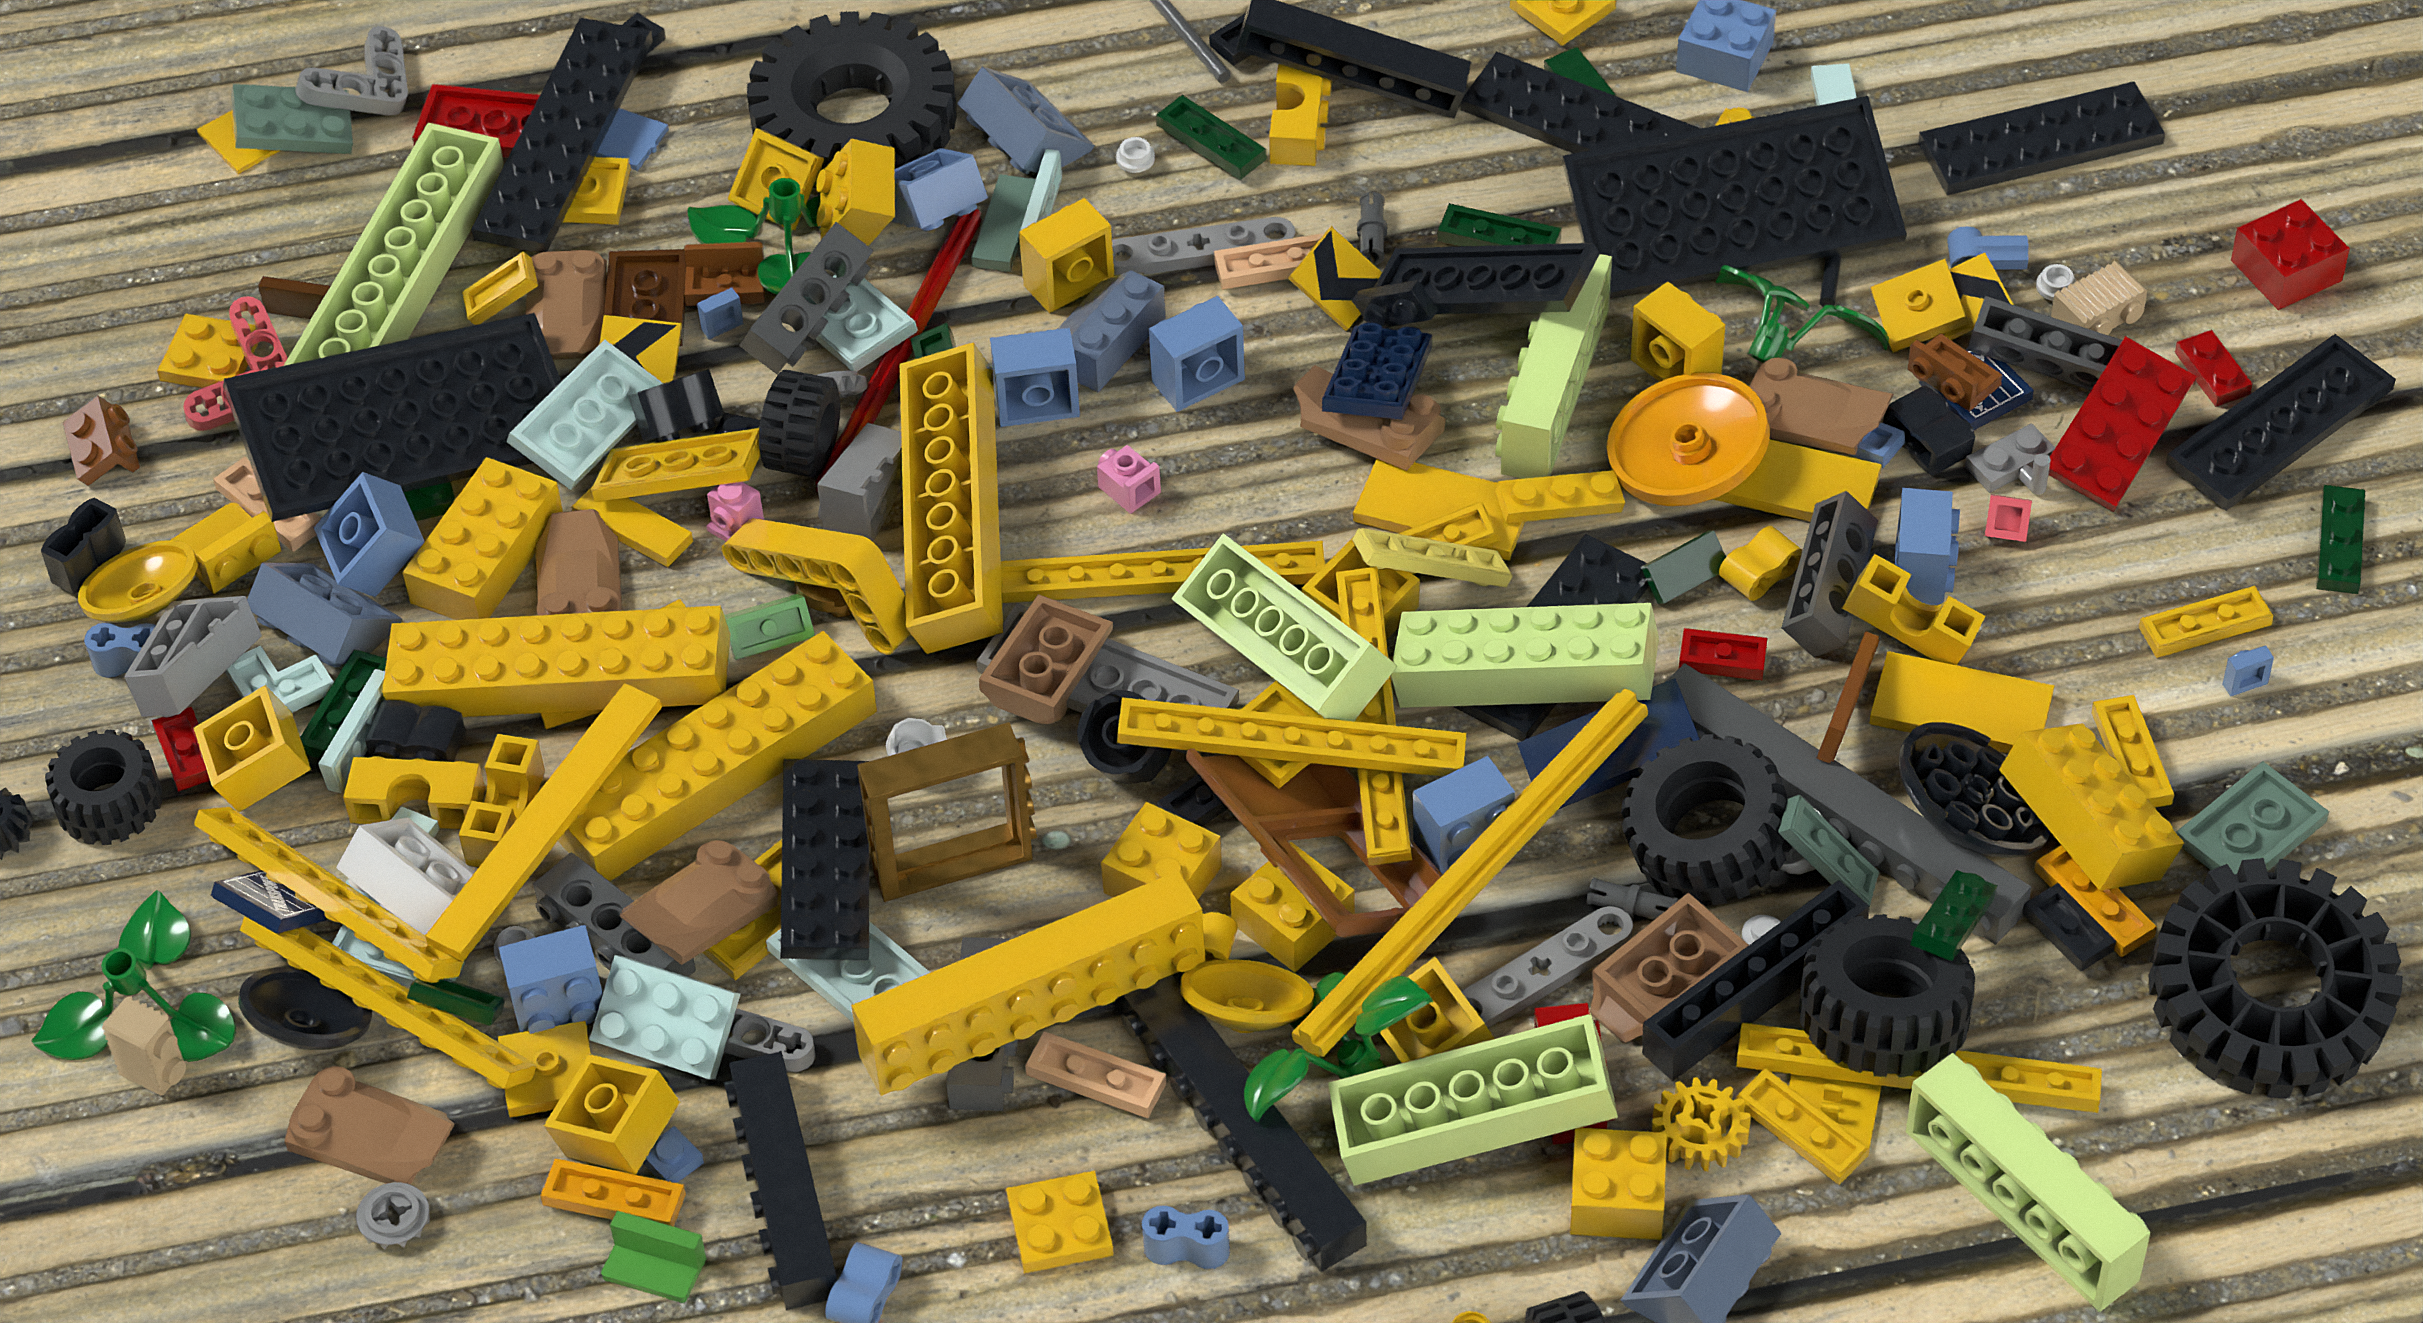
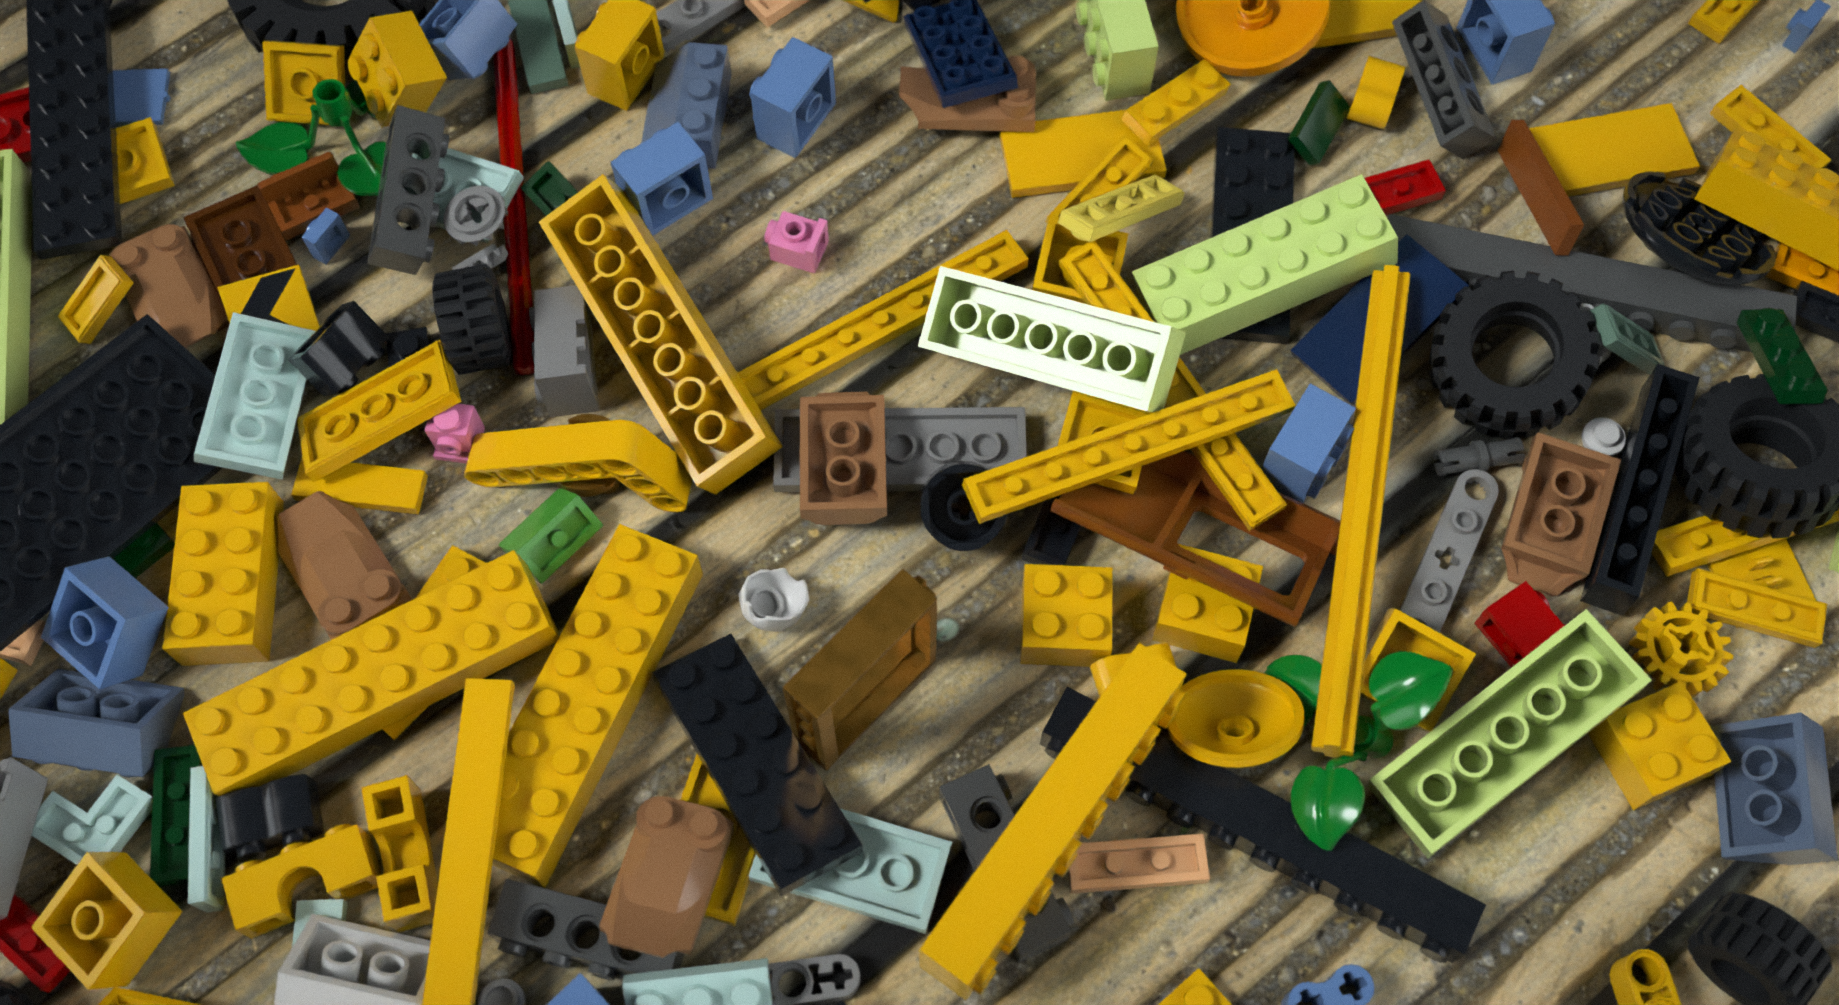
camera: 30 degrees left, 15 degrees up
(839, 339) = (460, 222): none -> light grey gear
(1937, 631) = (1513, 85): yellow arch -> none

